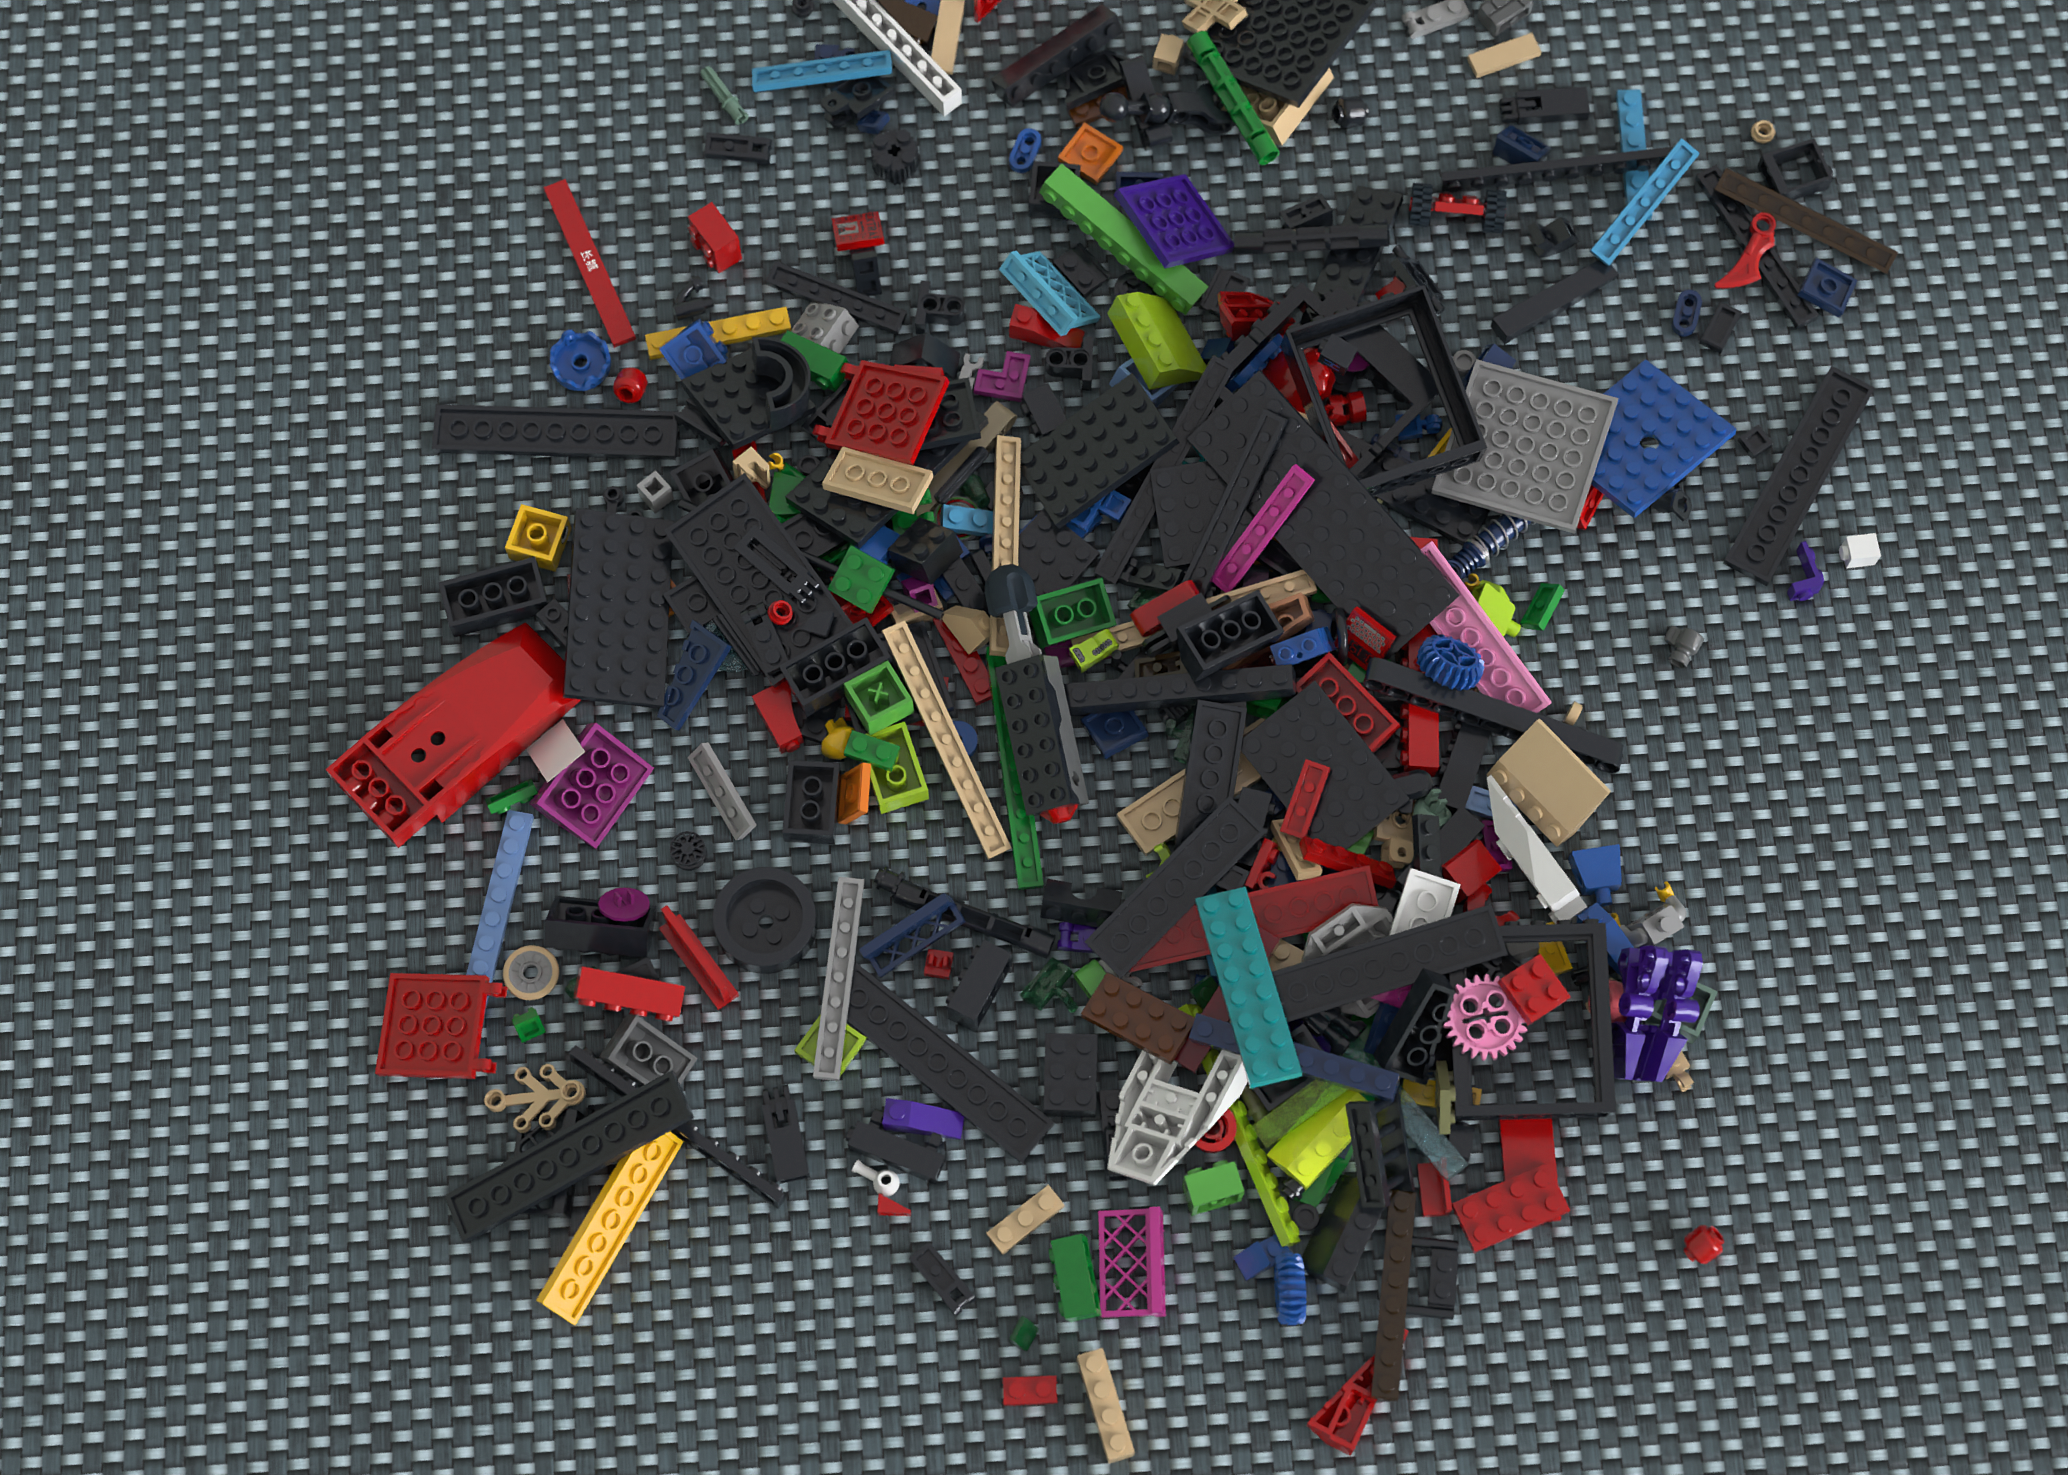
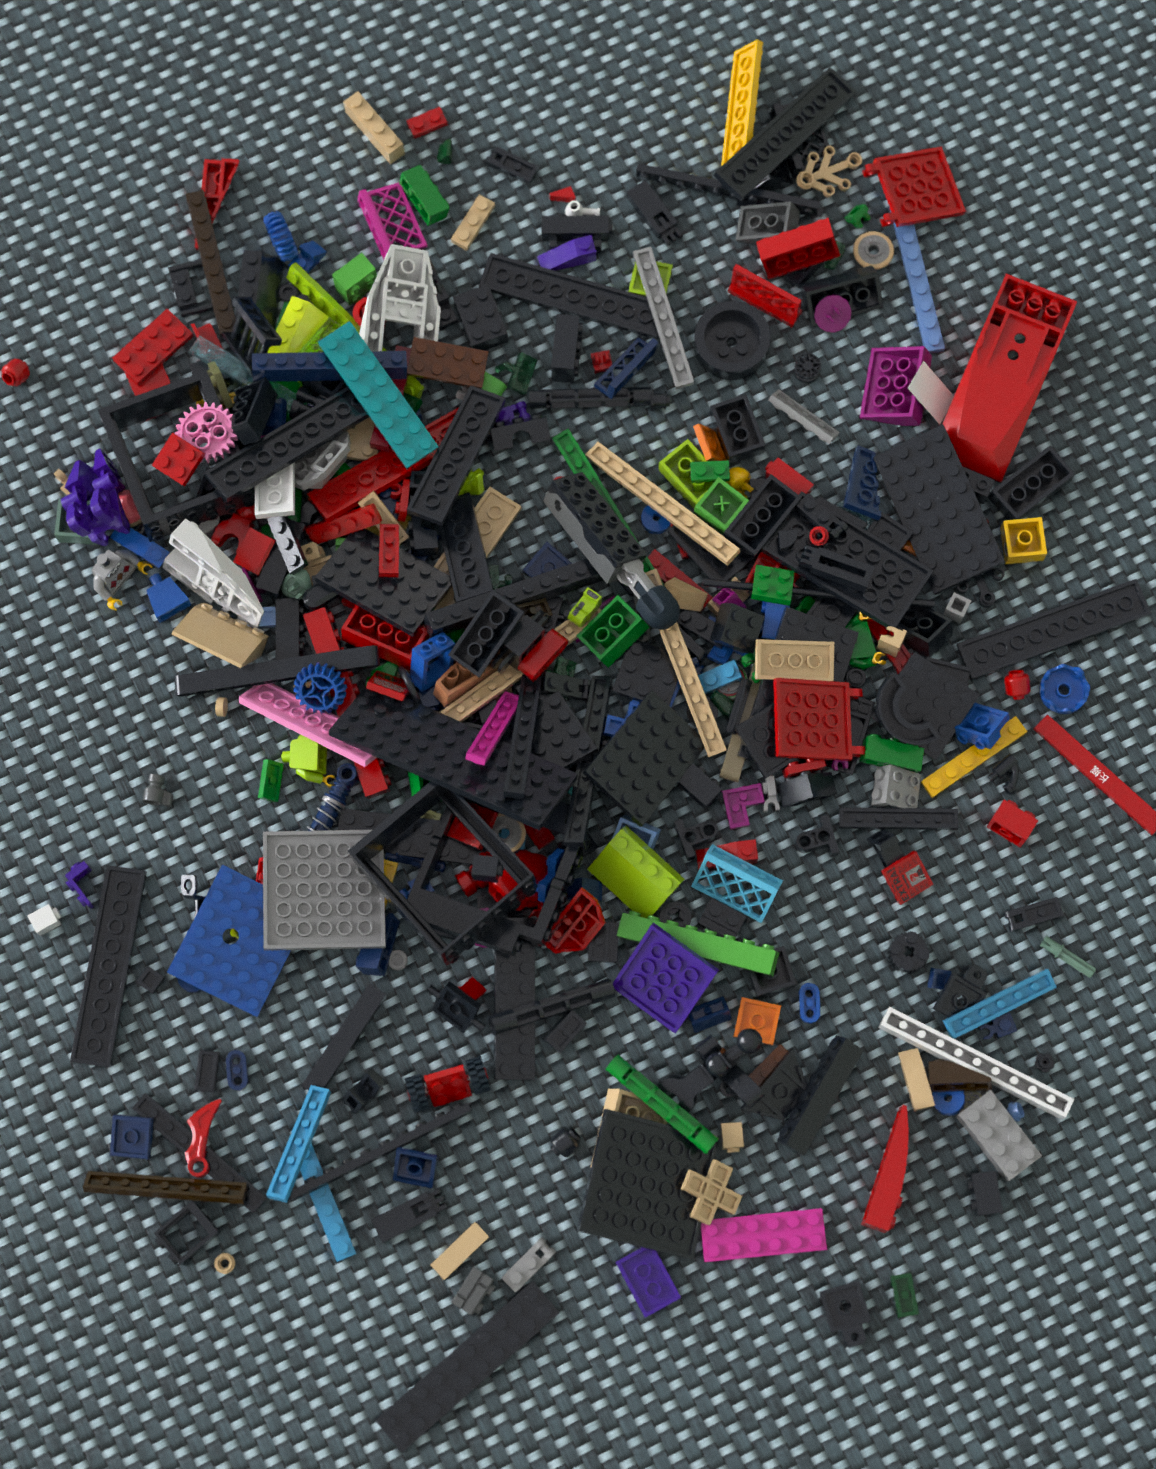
camera: 160 degrees right, 5 degrees up
(520, 793) = (947, 356): green plate -> none

